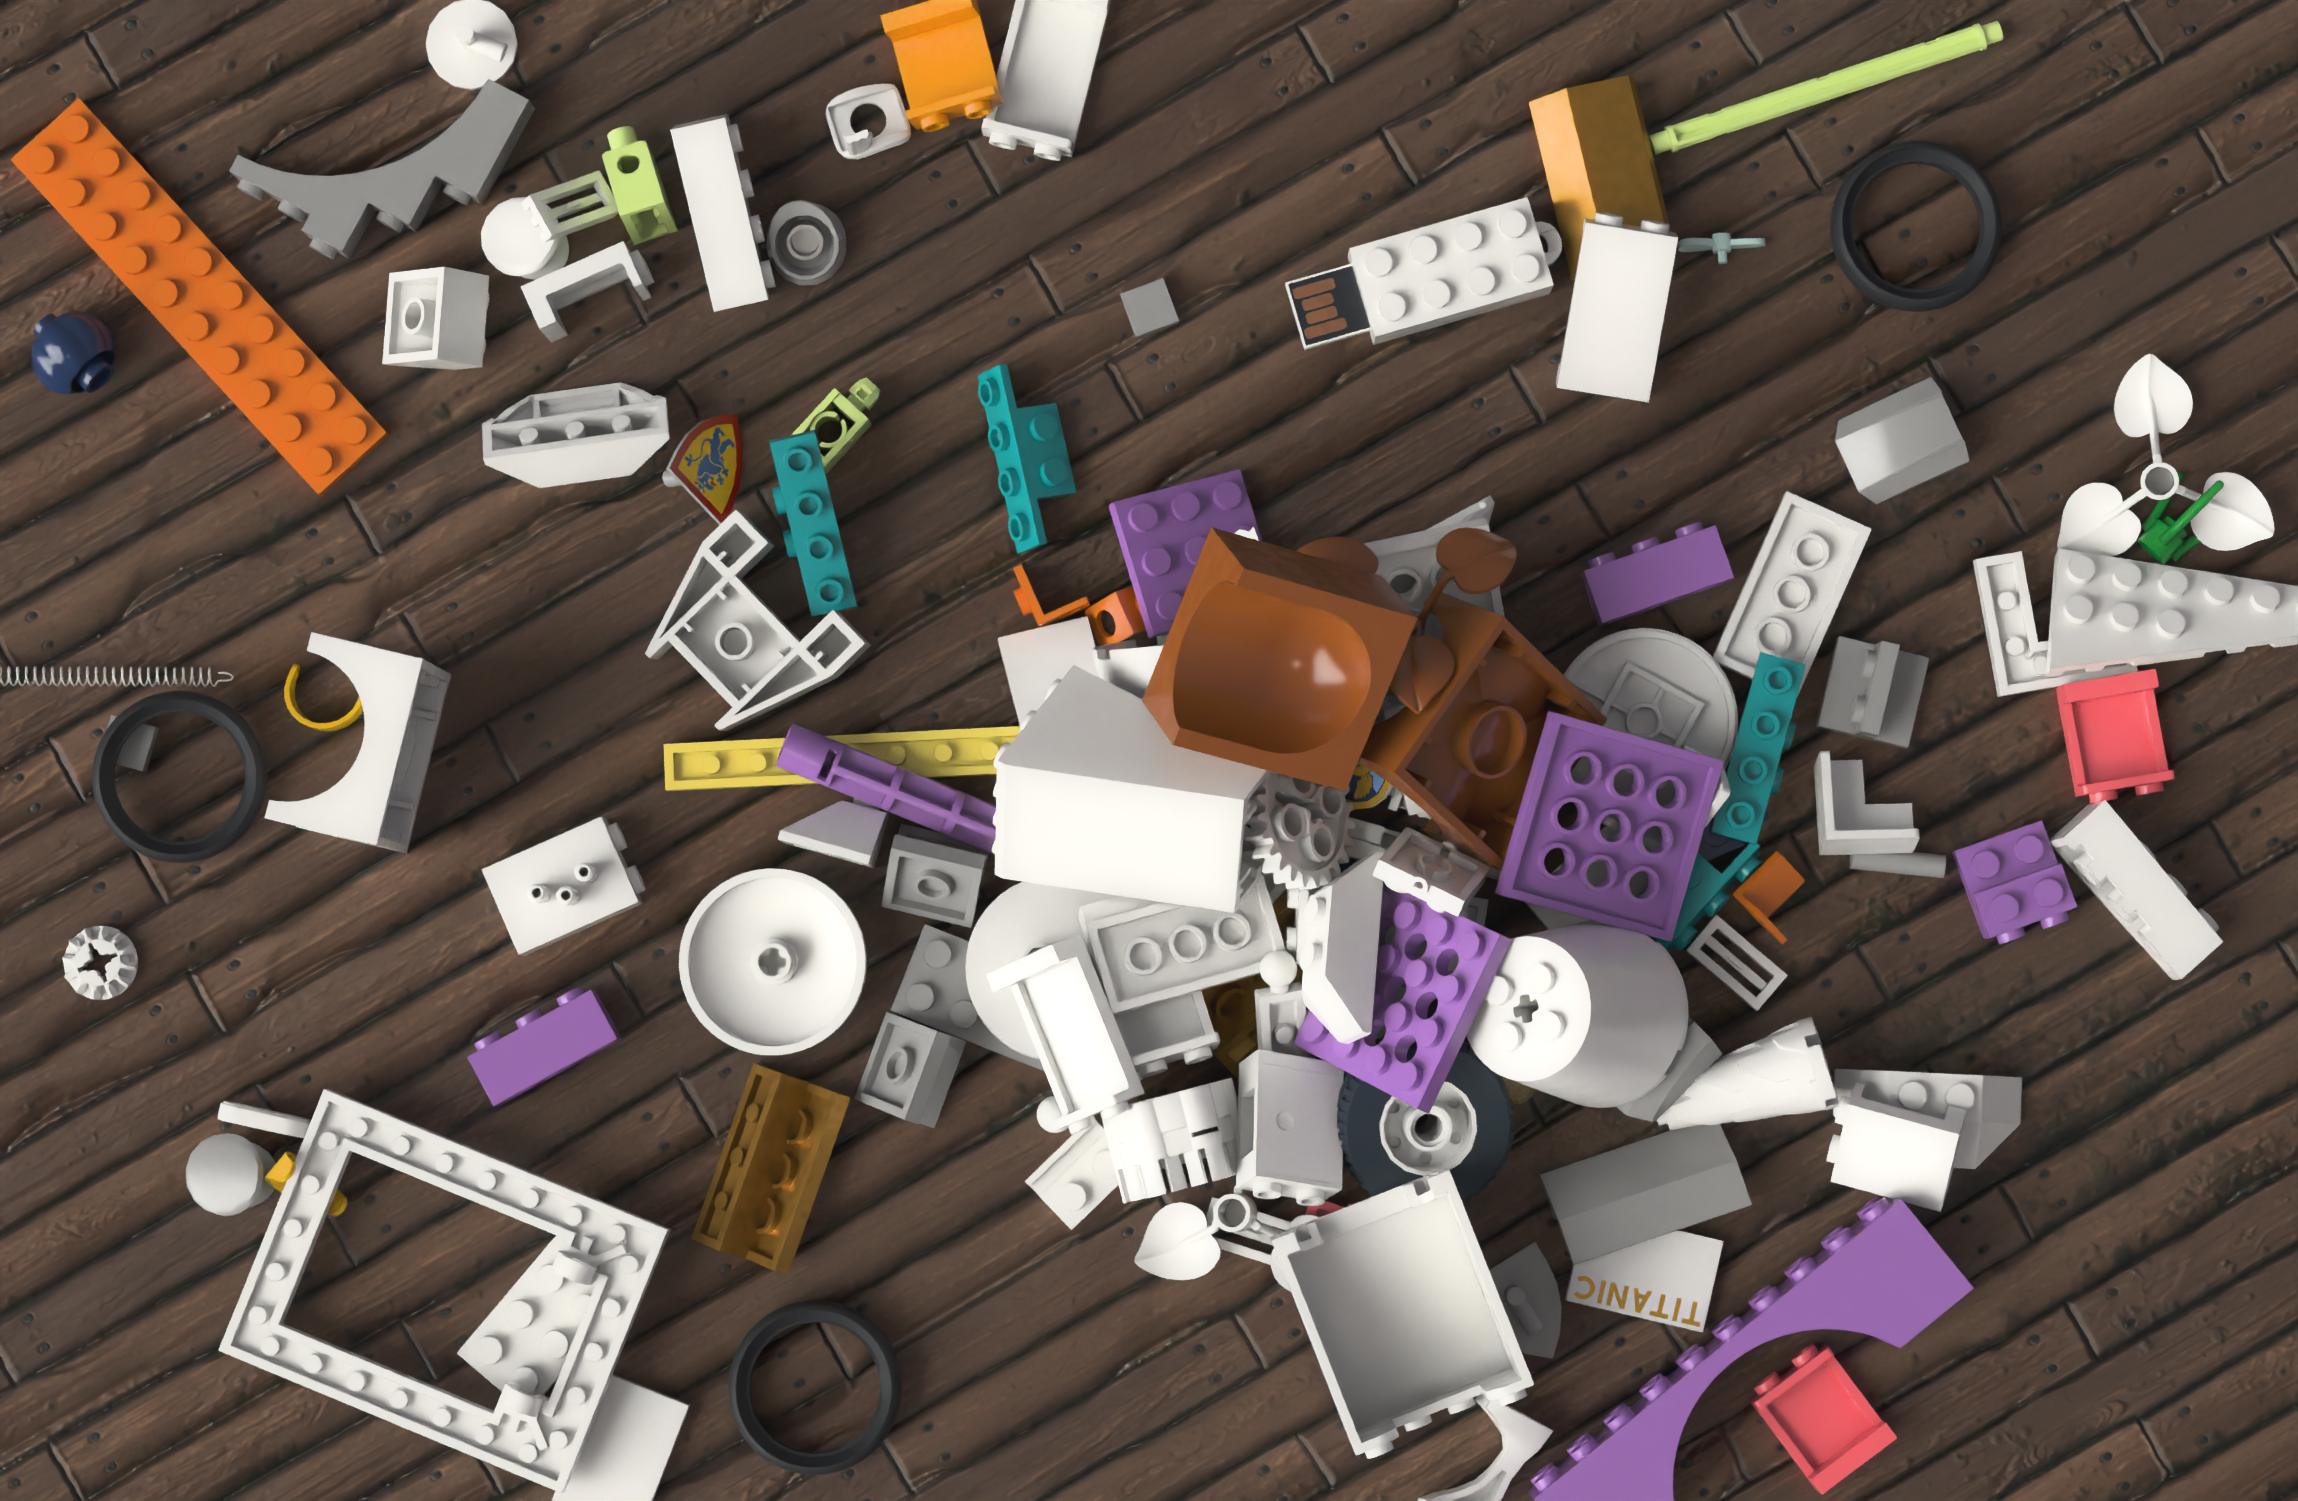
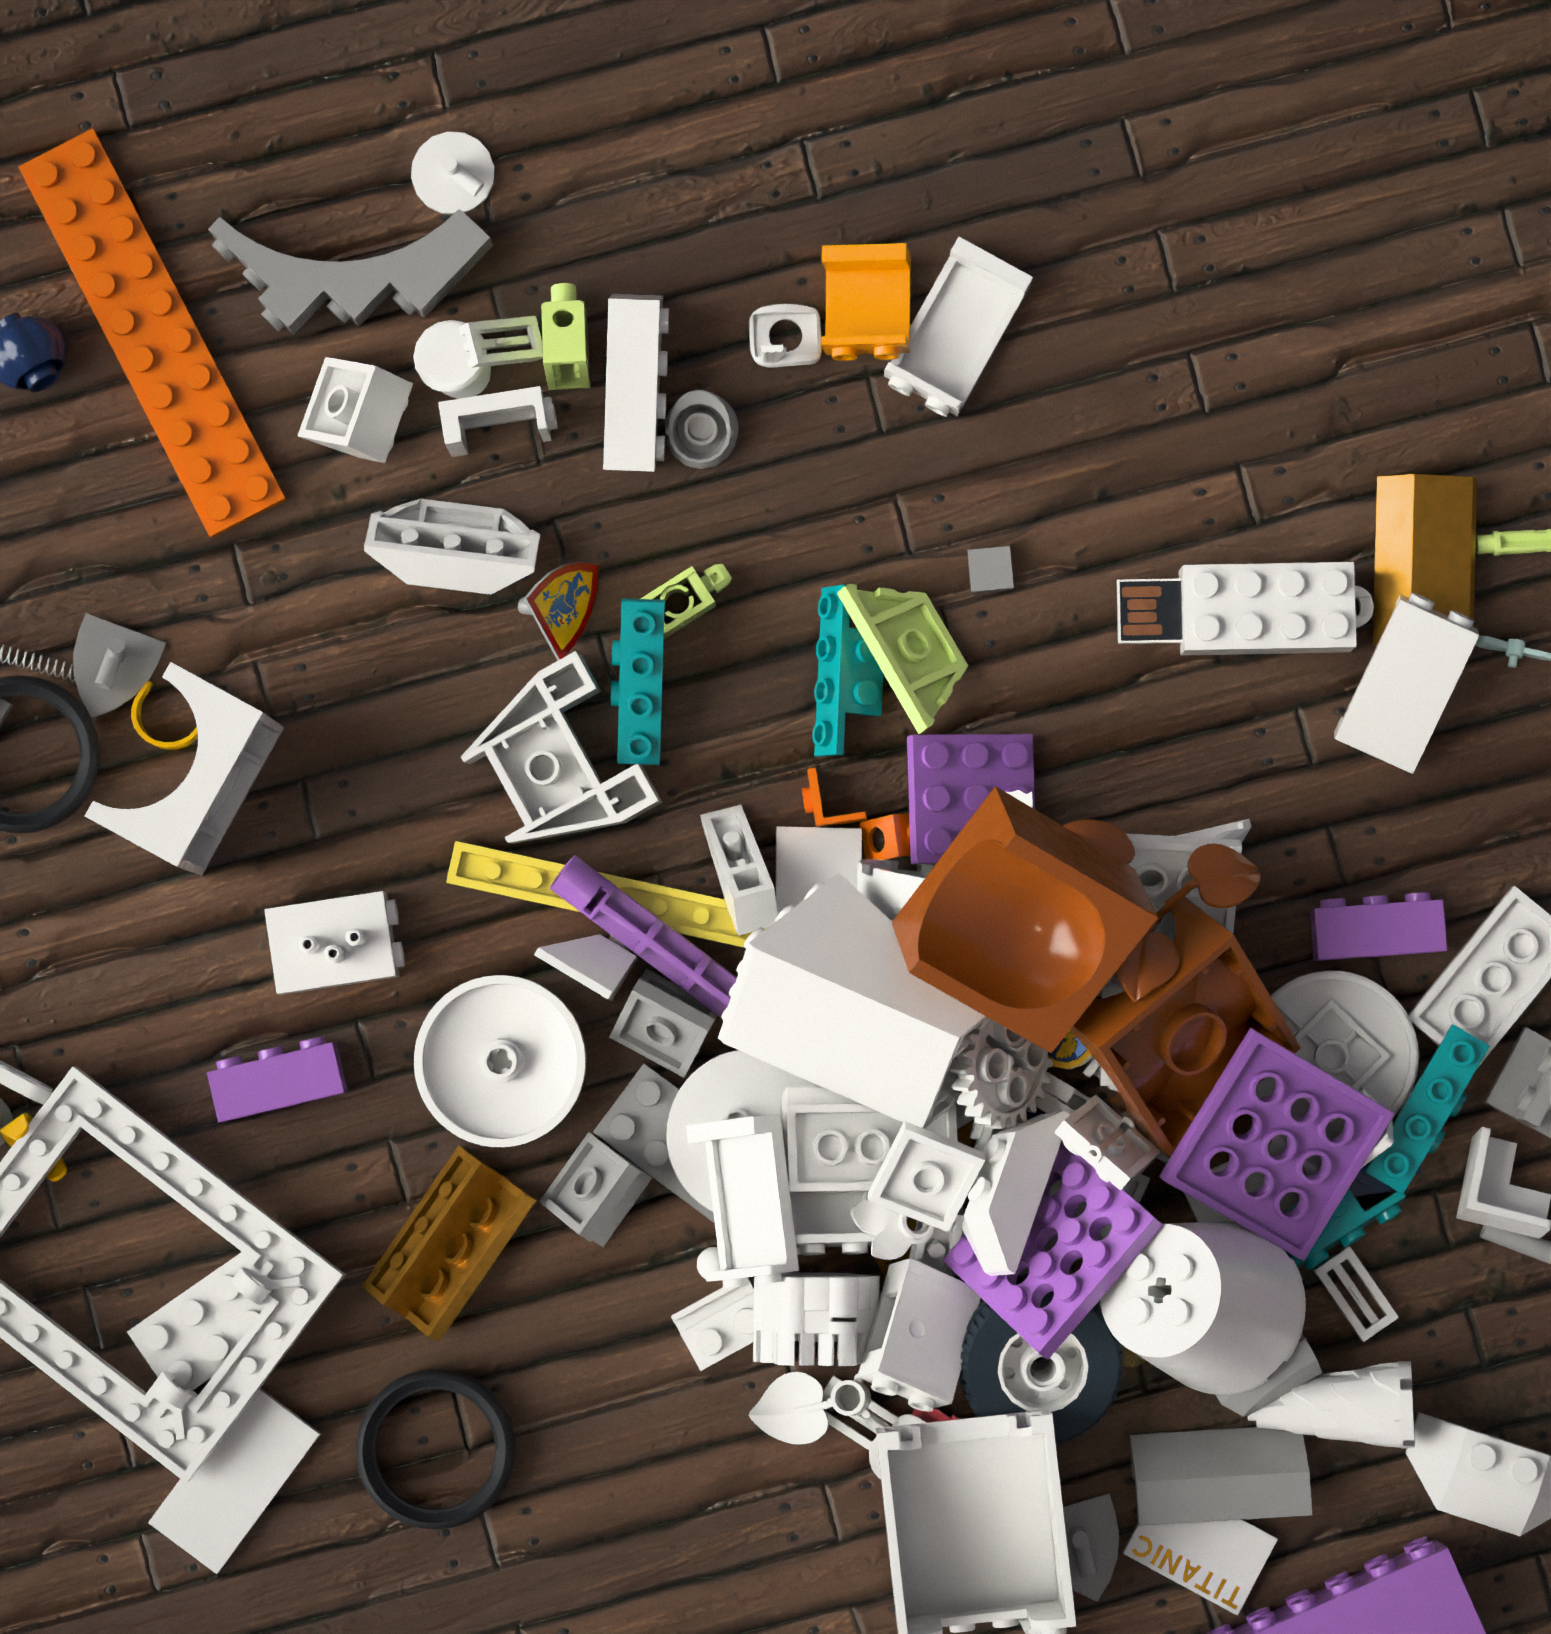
camera: 15 degrees right, 0 degrees up
(251, 656) = (112, 664): none -> light grey shield
(970, 691) = (740, 869): none -> white slope
(1085, 412) = (909, 647): none -> yellowish green wing
(1223, 1013) = (889, 1228): none -> white plate
(1251, 958) = (926, 1176): none -> white tile
(1768, 891) = (1402, 1237): orange bracket -> none
(1895, 1150) = (1453, 1501): white panel -> none

